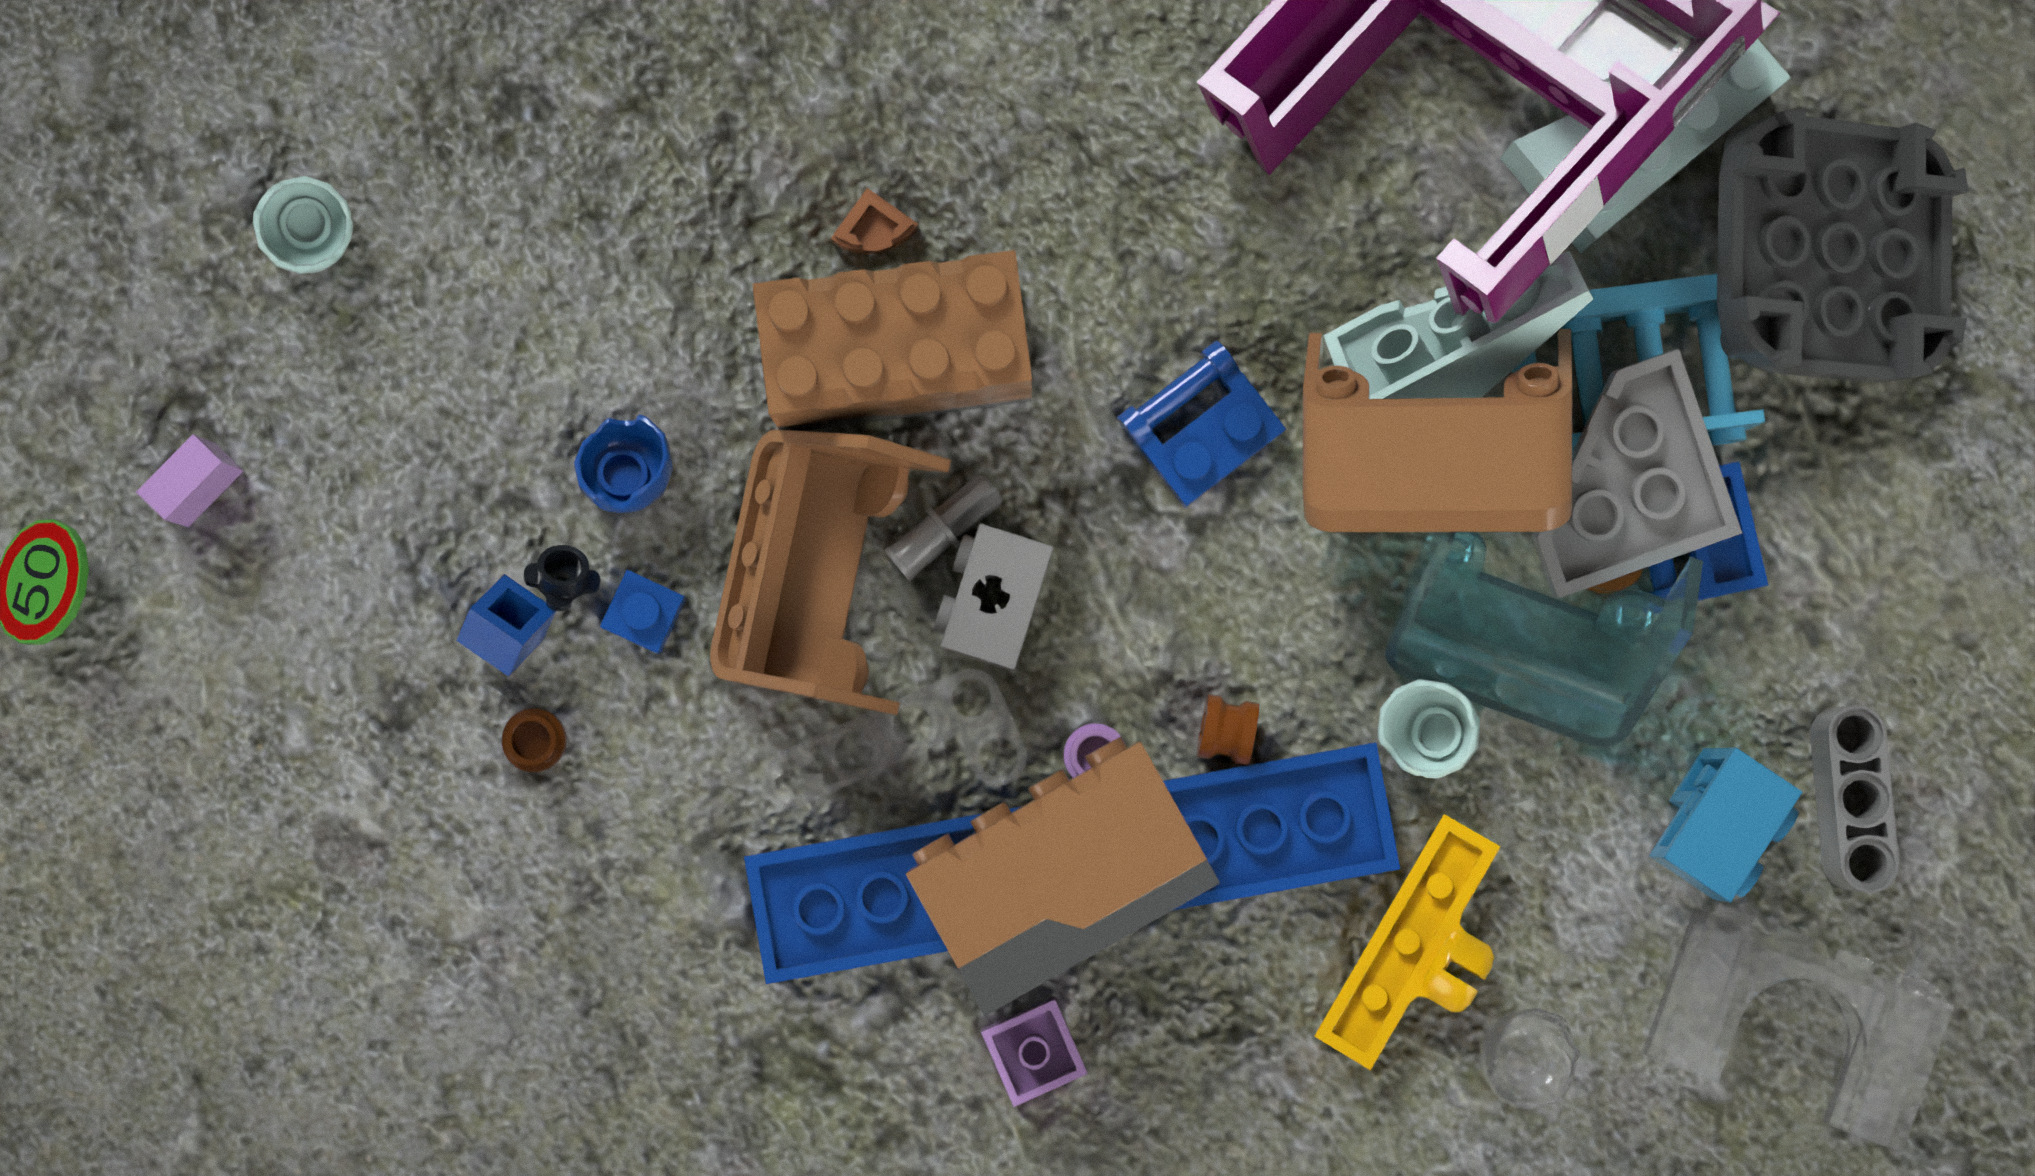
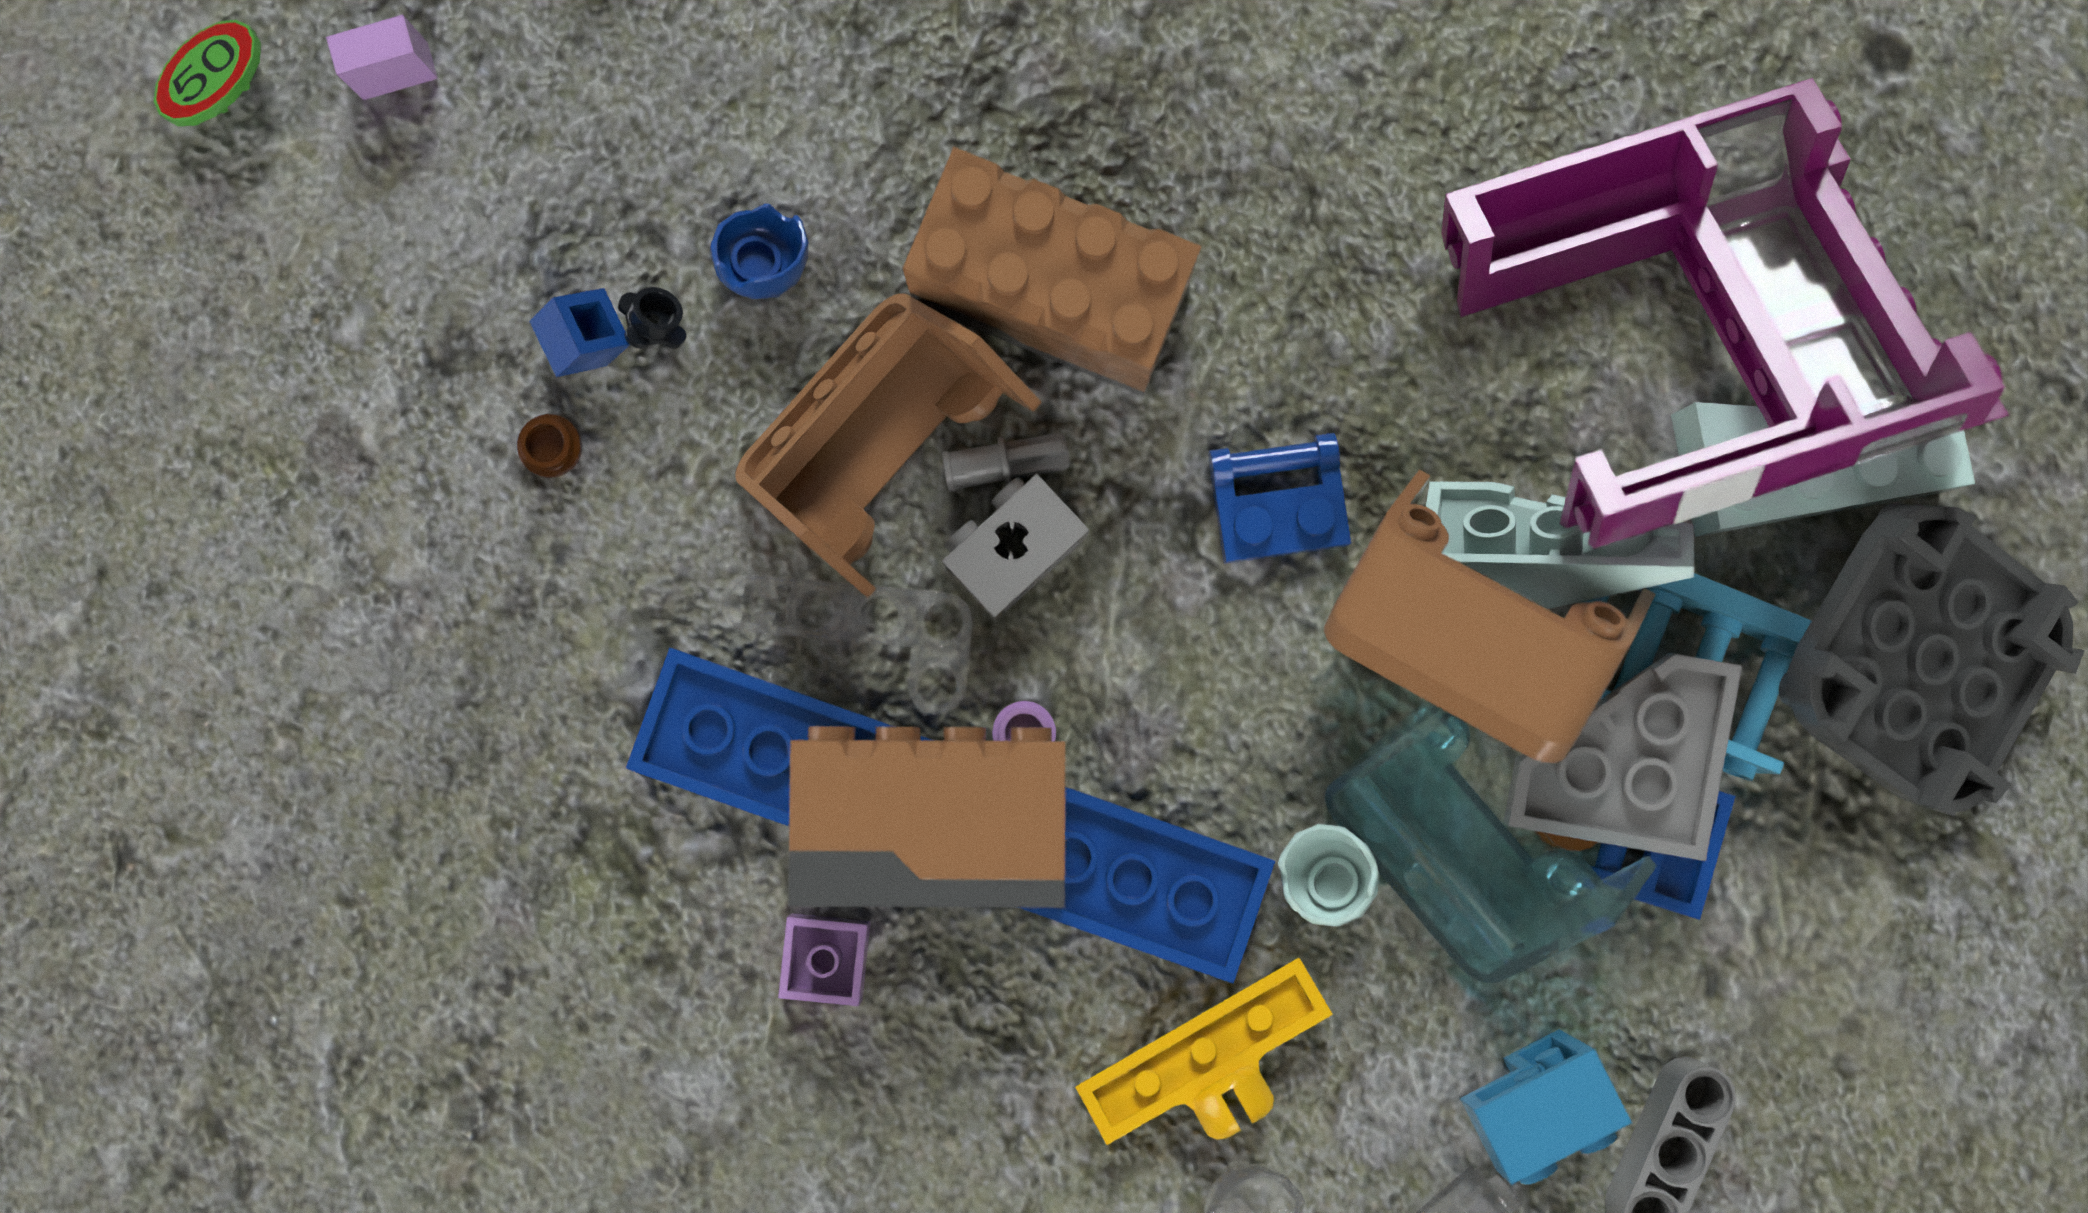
camera: 30 degrees right, 0 degrees up
(643, 612) = (705, 389): blue plate -> none
(873, 226) = (1092, 169): nougat tile -> none
(1228, 729) = (1151, 776): dark orange wheel -> none

